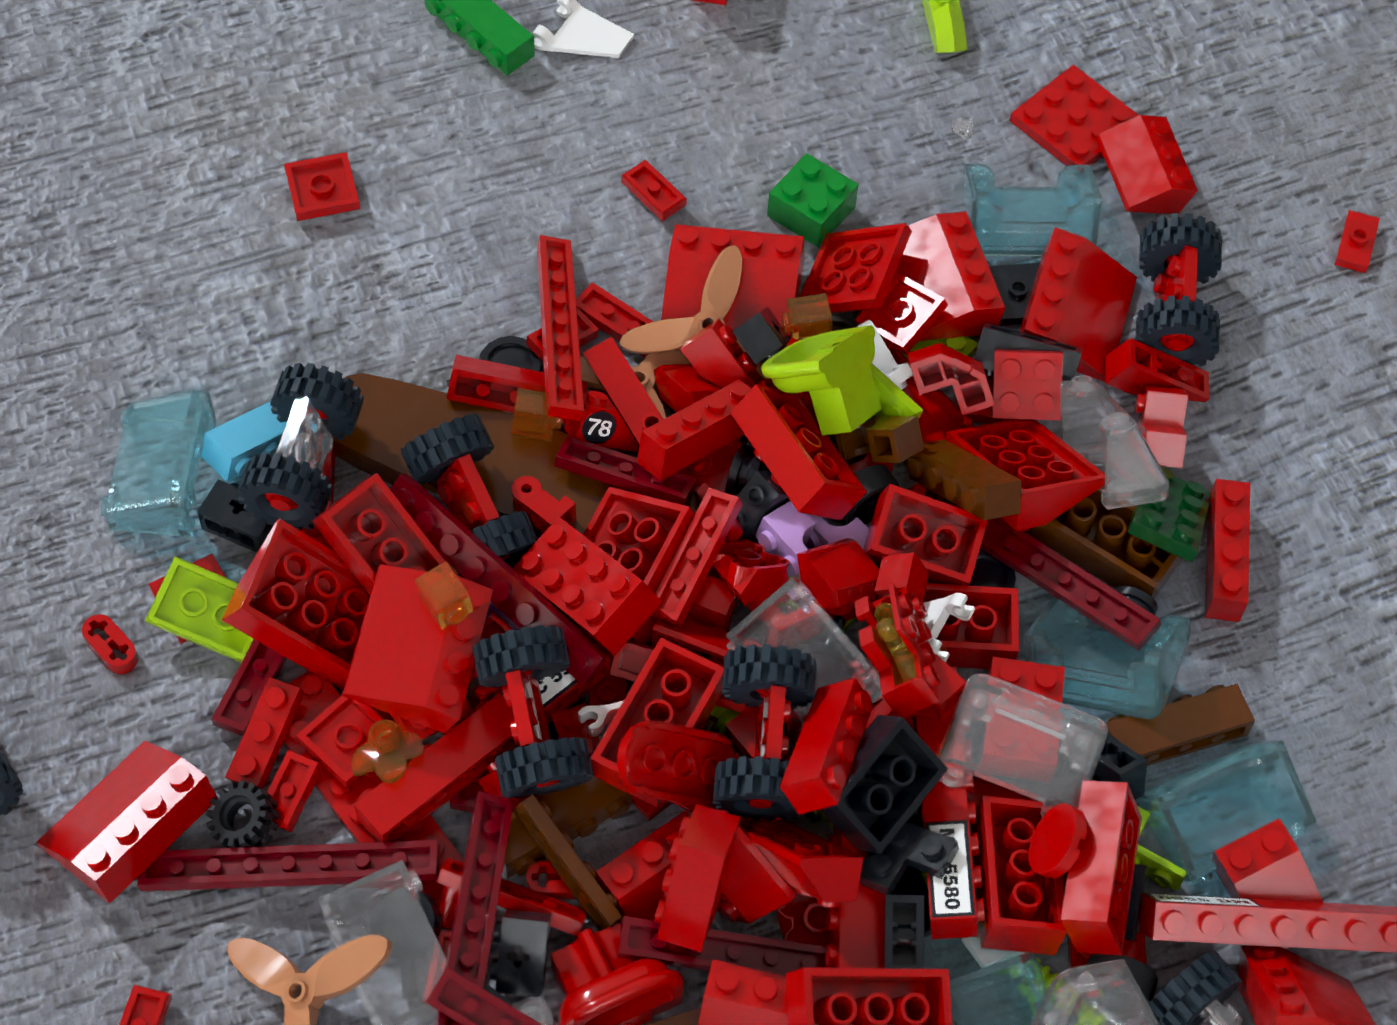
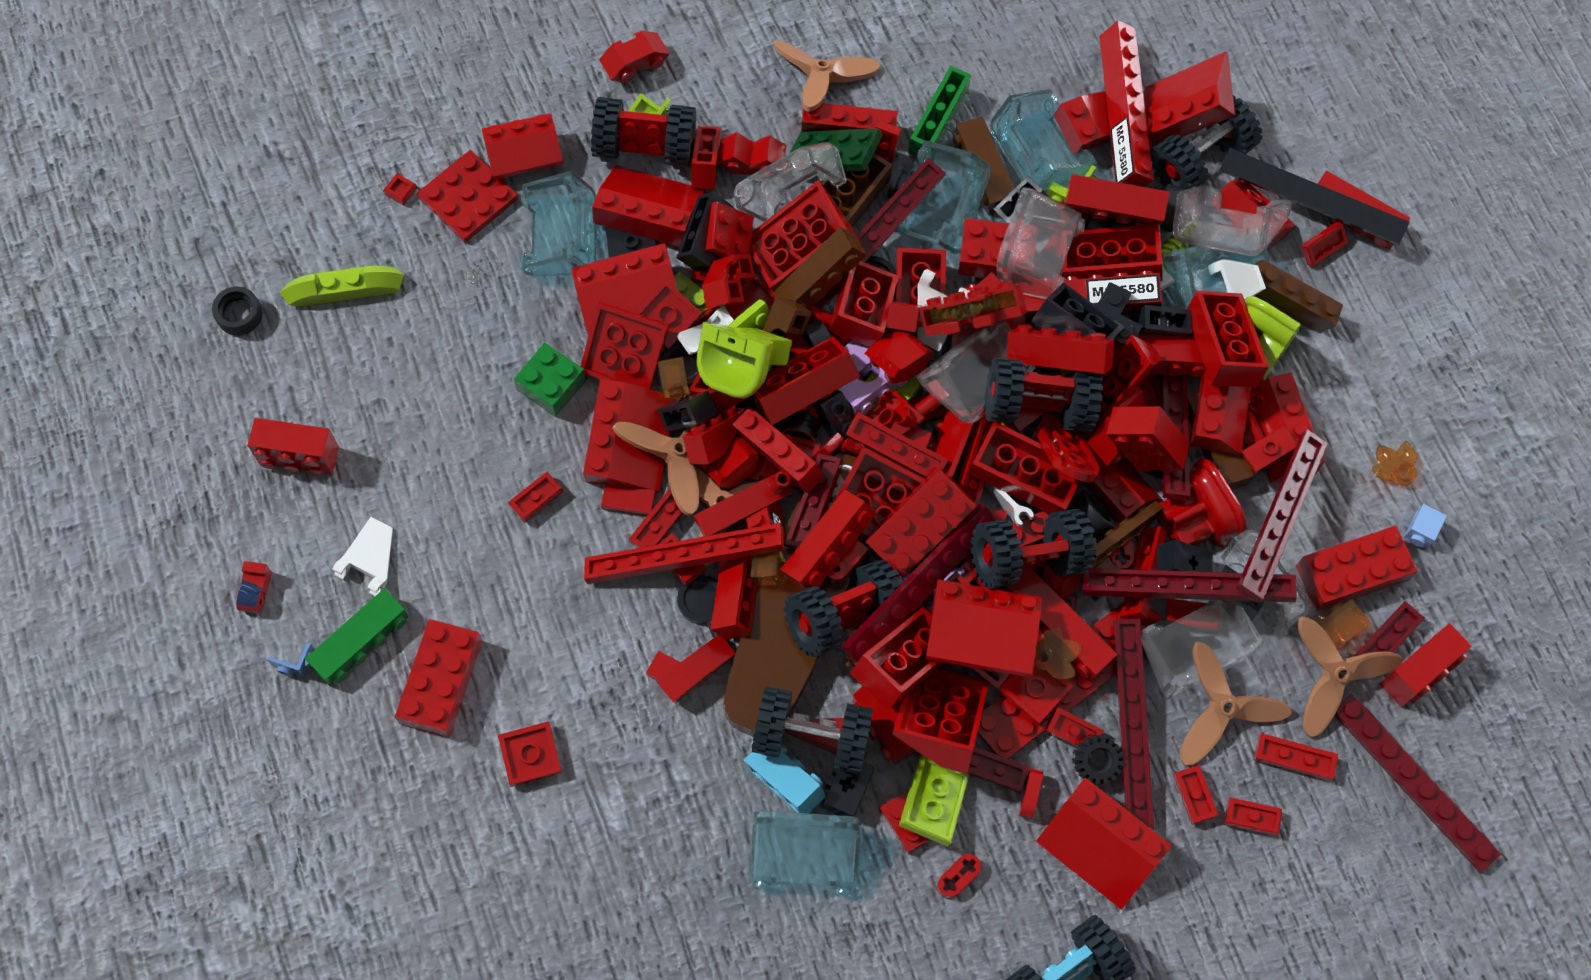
camera: 90 degrees left, 10 degrees up
(180, 949) = (1195, 794): none -> red plate
(207, 733) = (1031, 793): none -> red beam
(265, 733) = (1031, 750): red plate -> none
(410, 348) = (696, 668): none -> red slope
(420, 324) = (661, 666): none -> red tile
(422, 95) = (439, 678): none -> red brick
(444, 595) = (961, 602): clear orange brick -> none
(560, 472) = (828, 541): none -> red brick
(589, 814) = (1096, 511): none -> black tyre
(649, 287) = (628, 499): none -> red tile
(1056, 840) = (1107, 221): red tile -> none
(1079, 51) = (400, 189): none -> red tile
(1195, 586) = (889, 142): none -> red plate
(1225, 301) = (645, 105): none -> lime bracket
(1256, 665) = (940, 109): none -> green brick
(1310, 519) = (823, 72): none -> nougat piece
(1311, 297) = (625, 59): none -> red brick
(1357, 241) = (584, 21): red plate -> none

